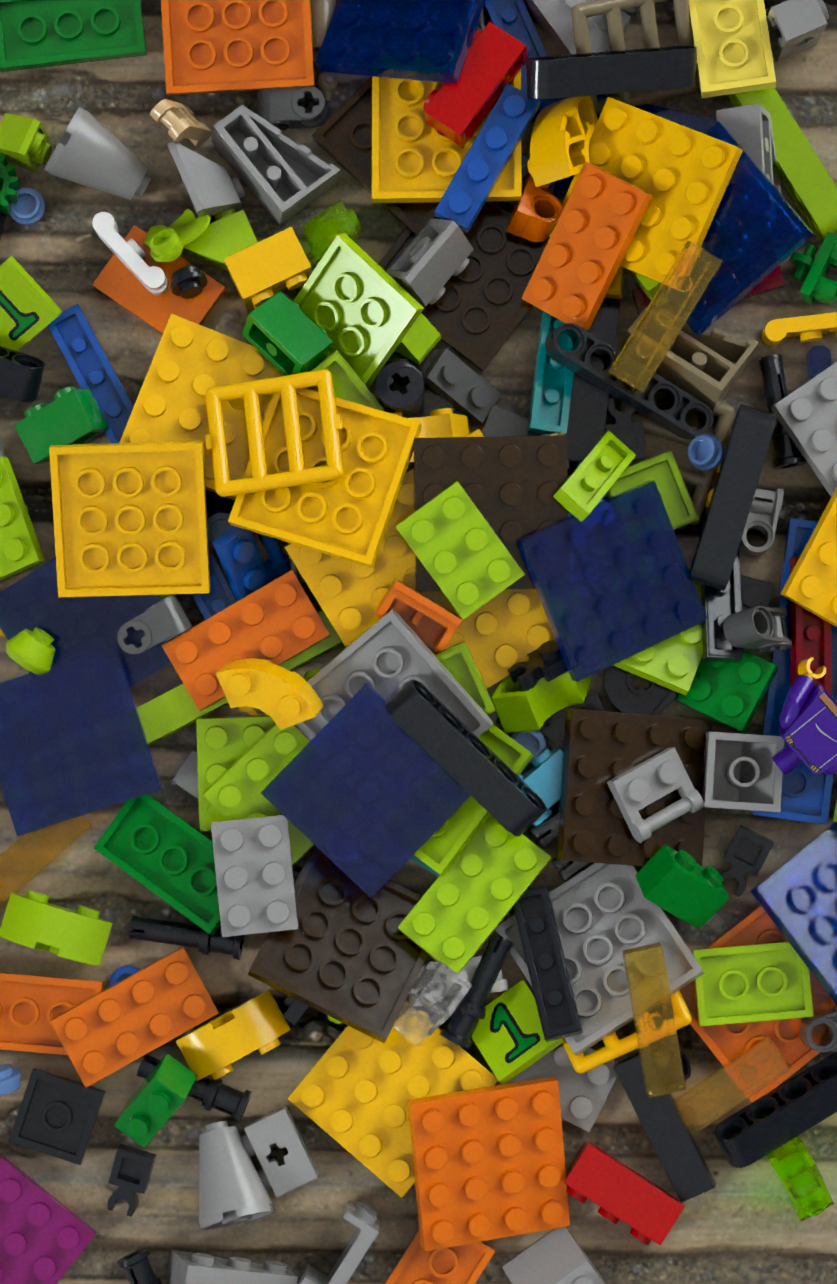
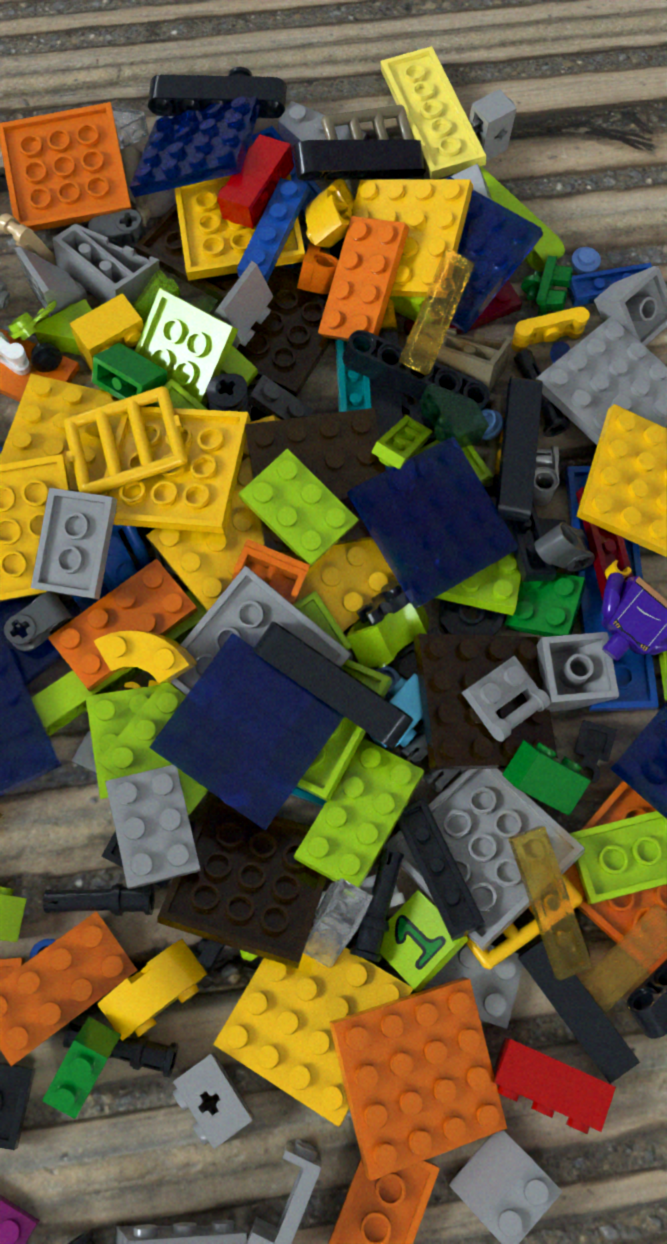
camera: 15 degrees left, 15 degrees down
(132, 1174) = (66, 1151): black plate -> none
(165, 858) = (70, 829): green plate -> none
(204, 552) = (74, 543): none -> light grey plate
(228, 1180) = (164, 1141): light grey cone -> none
(663, 445) = (453, 415): none -> clear green slope

